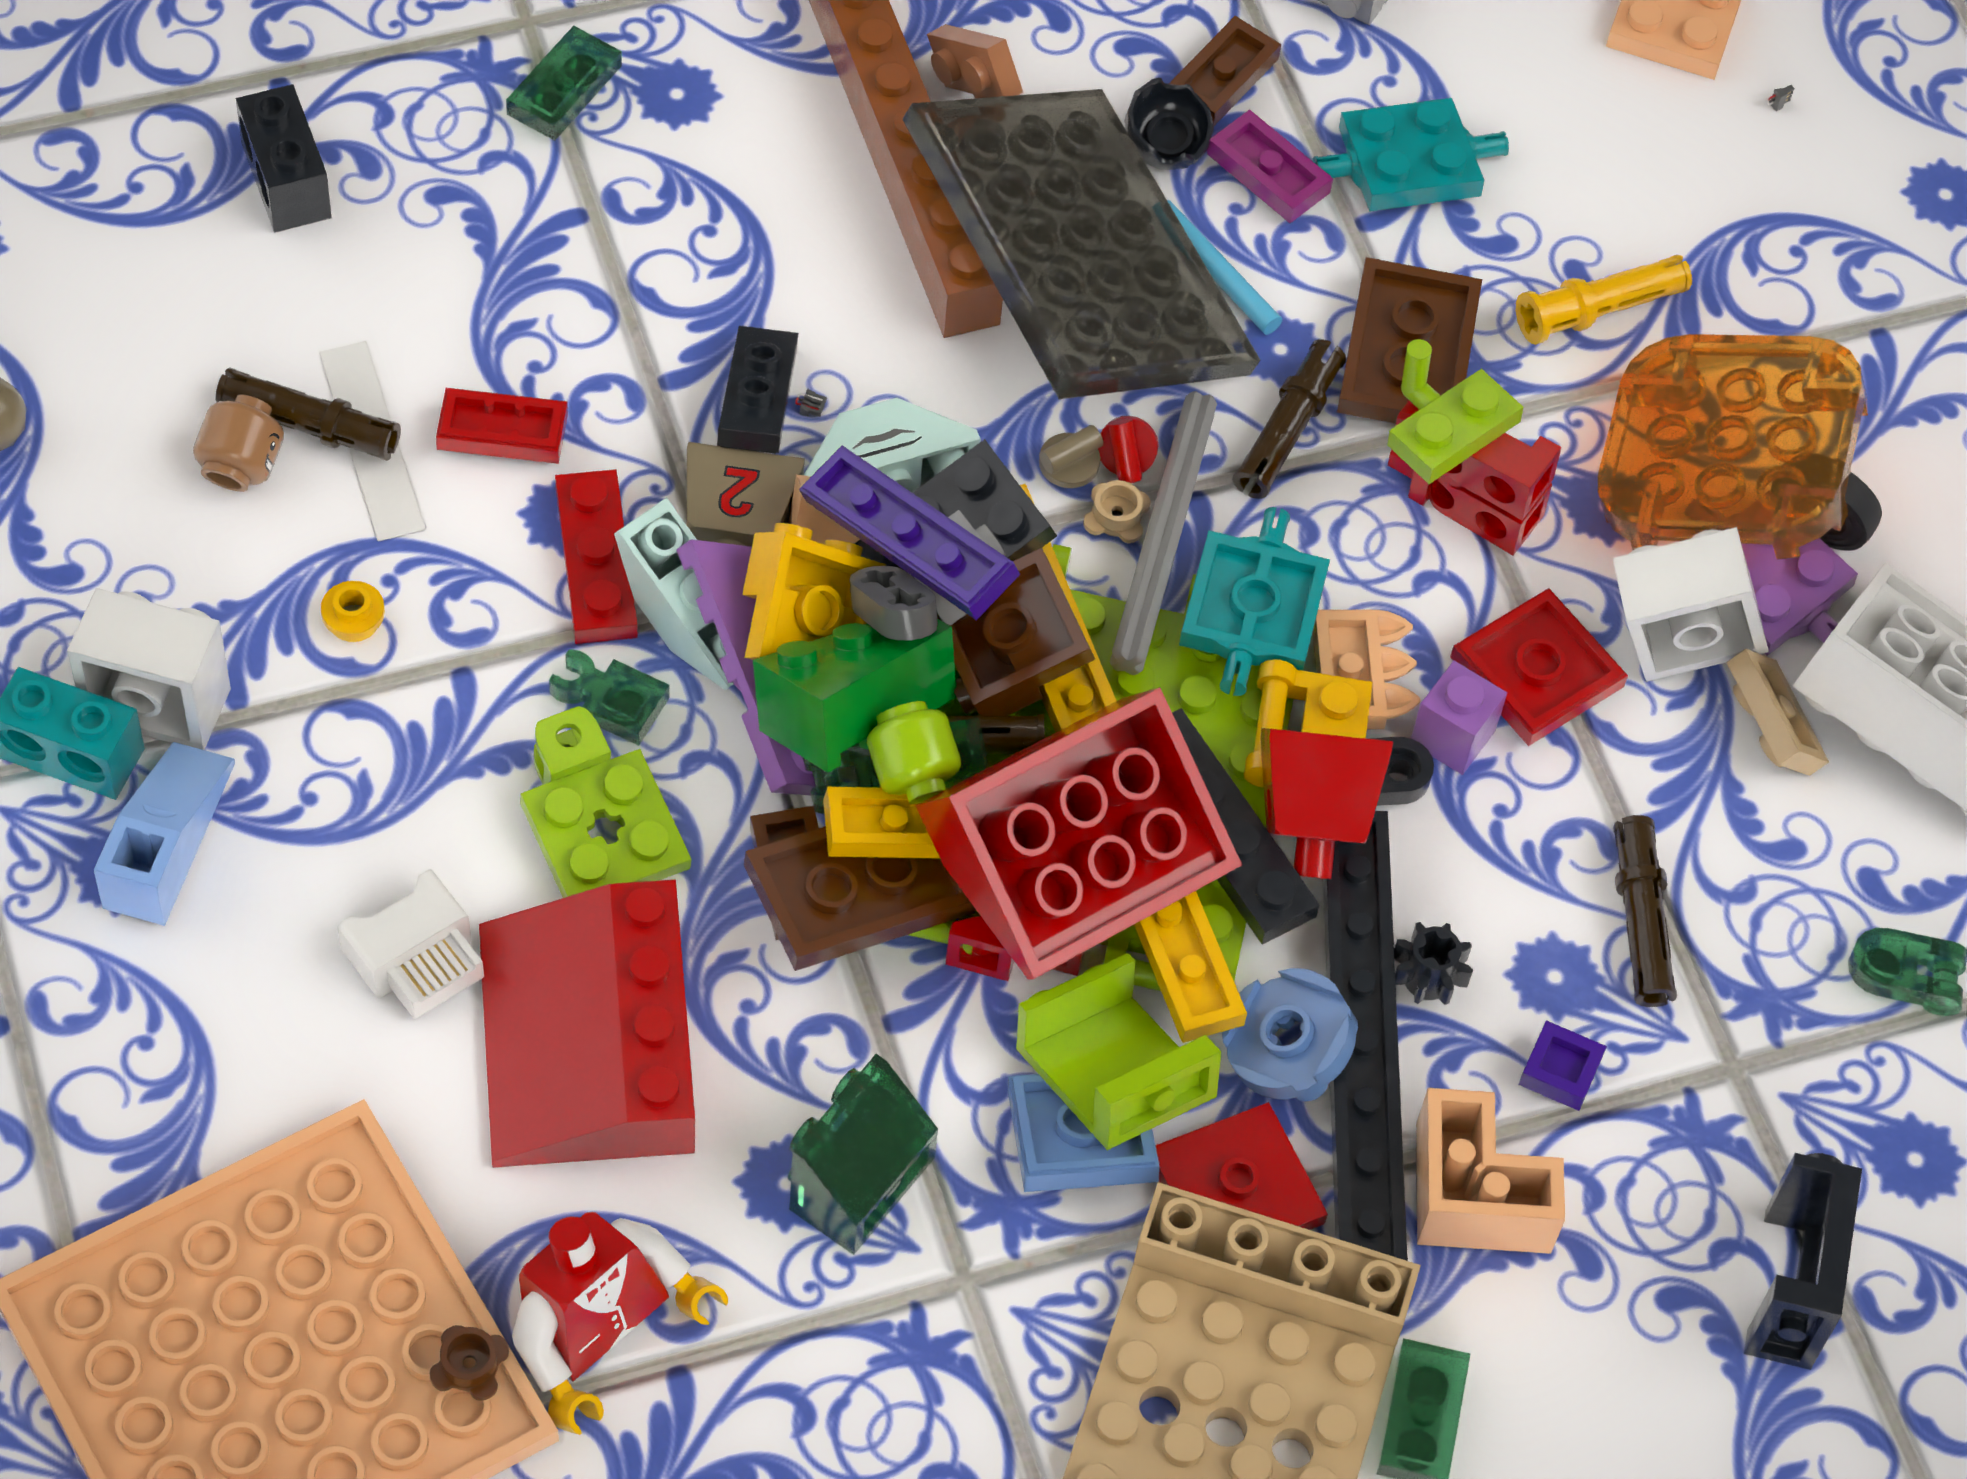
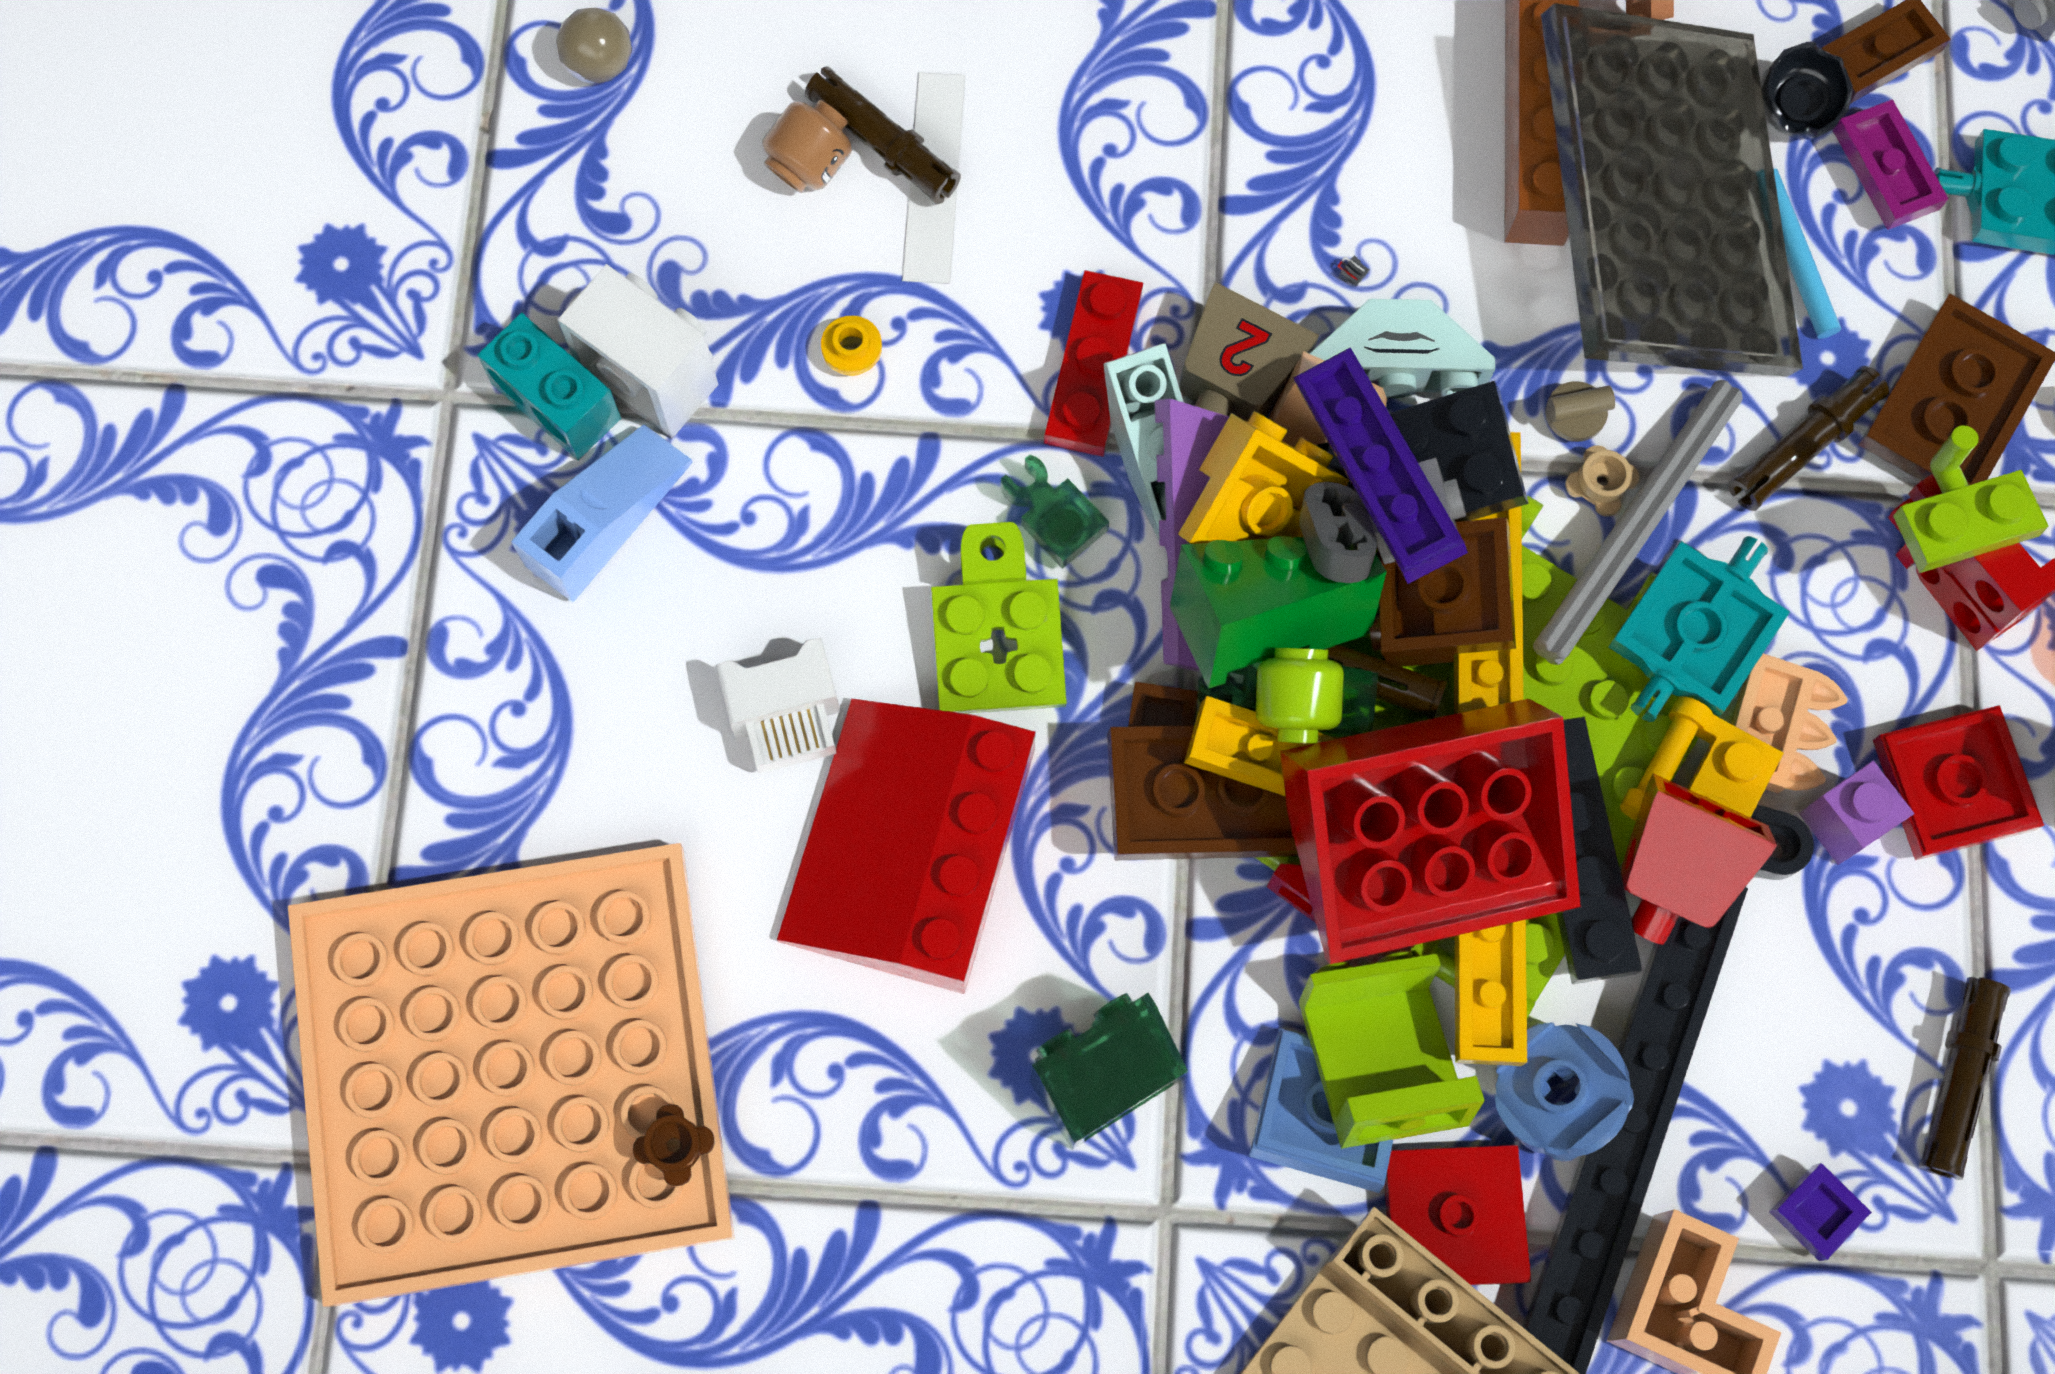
camera: 25 degrees right, 15 degrees up
(502, 425) = (1054, 203): red plate -> none
(589, 1295) = (809, 1115): torso -> none
(758, 390) = (1303, 246): black plate -> none
(1128, 447) = (1638, 419): red plate -> none
(1432, 963) = (1739, 1046): black gear -> none

